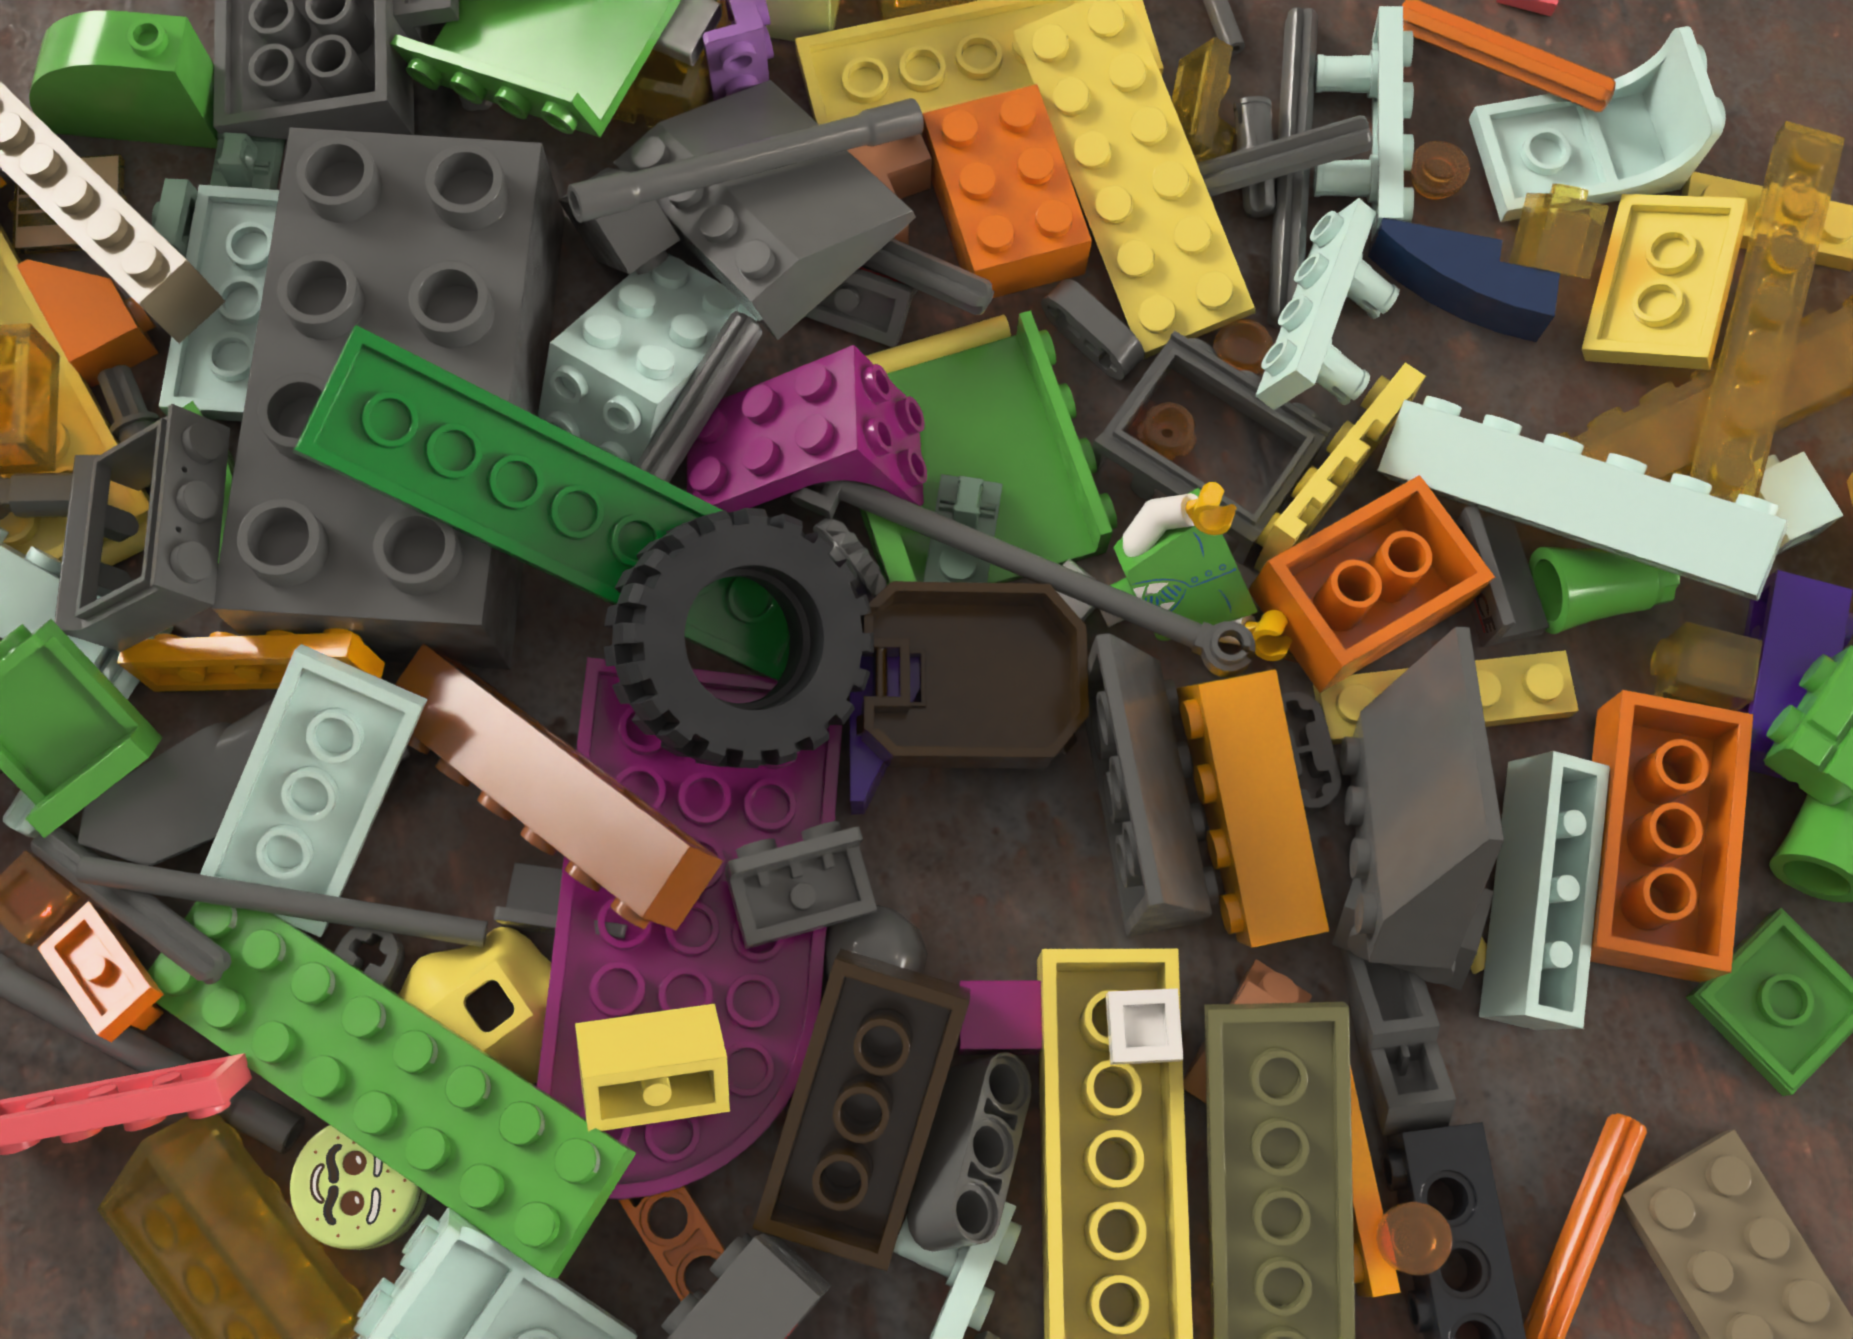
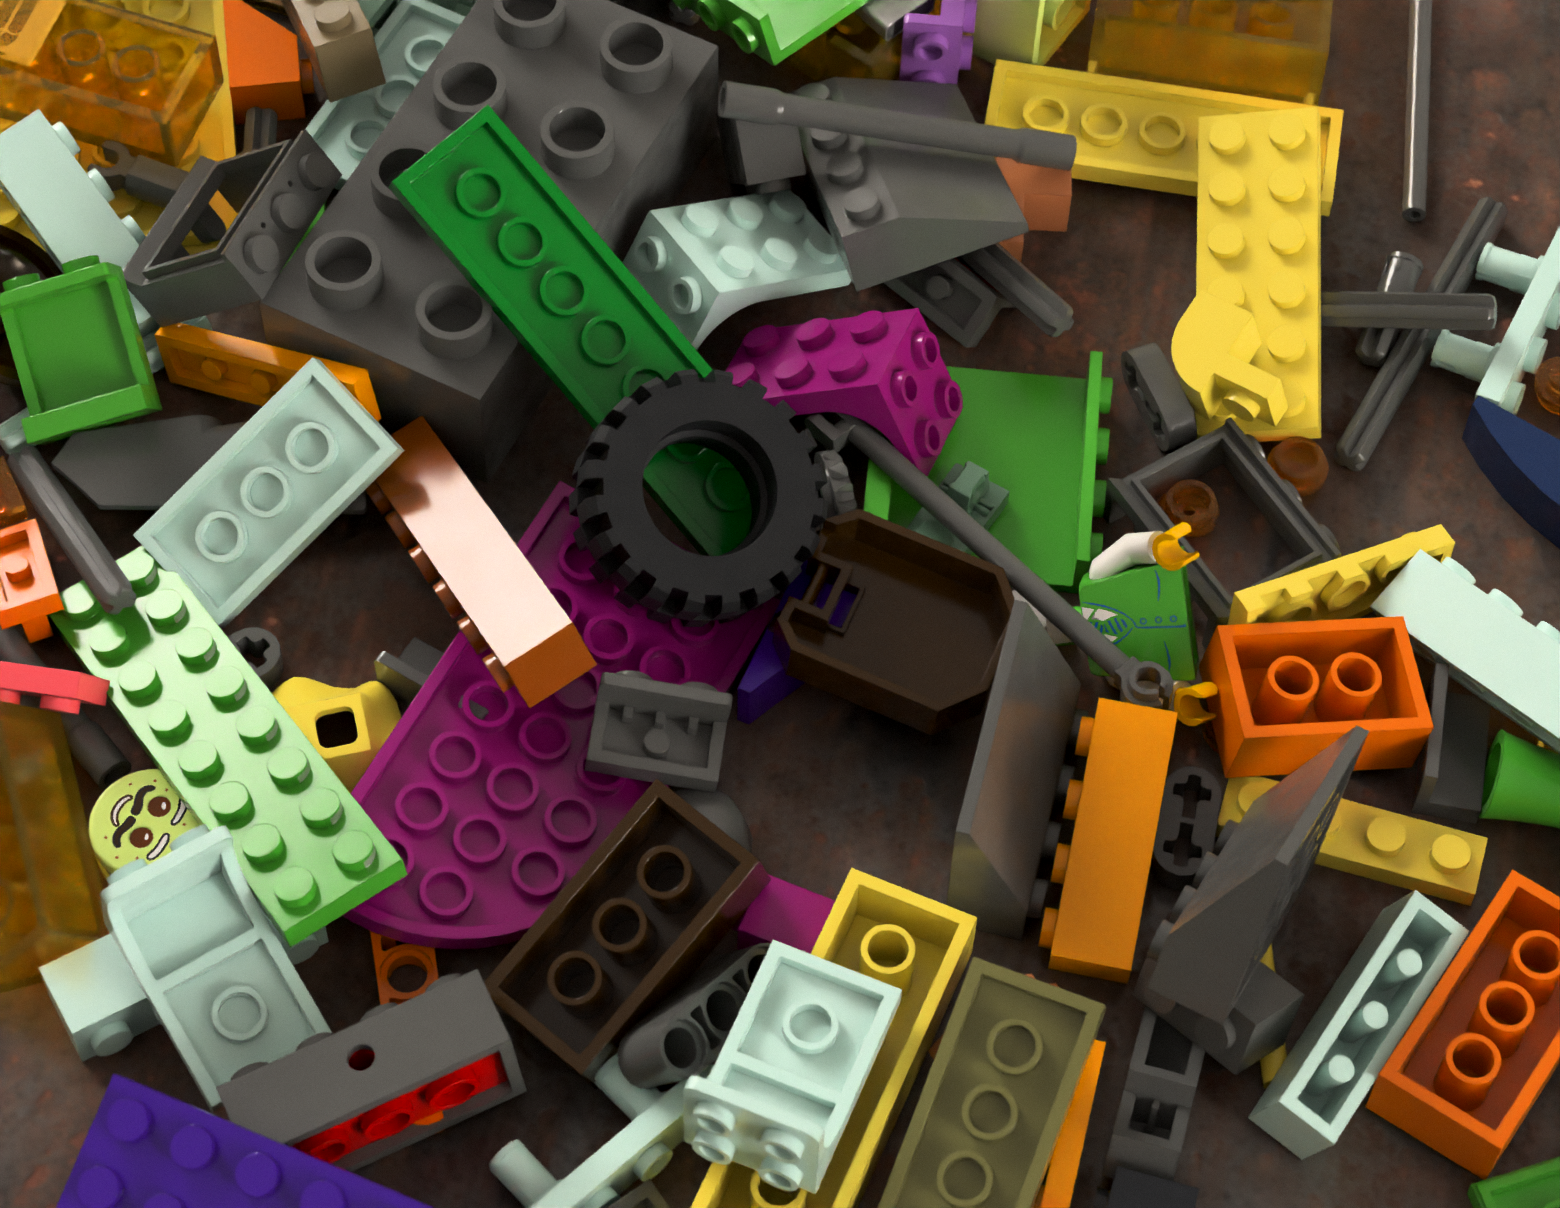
camera: 25 degrees right, 15 degrees down
(281, 901) = (203, 578): dark grey piece -> none
(652, 1067) = (454, 812): light yellow brick -> none
(700, 396) = (769, 307): dark grey axle -> none
(942, 344) = (1011, 361): light yellow bar -> none
(1006, 191) = (1129, 251): orange brick -> none
(1088, 1196) = (790, 1068): none -> light aqua bracket
(1133, 281) = (1212, 362): none -> light yellow brick
(1144, 1026) = (911, 956): white plate -> none
(1197, 95) = (1362, 230): clear yellow hinge -> none
(1308, 321) = (1349, 470): light aqua plate -> none

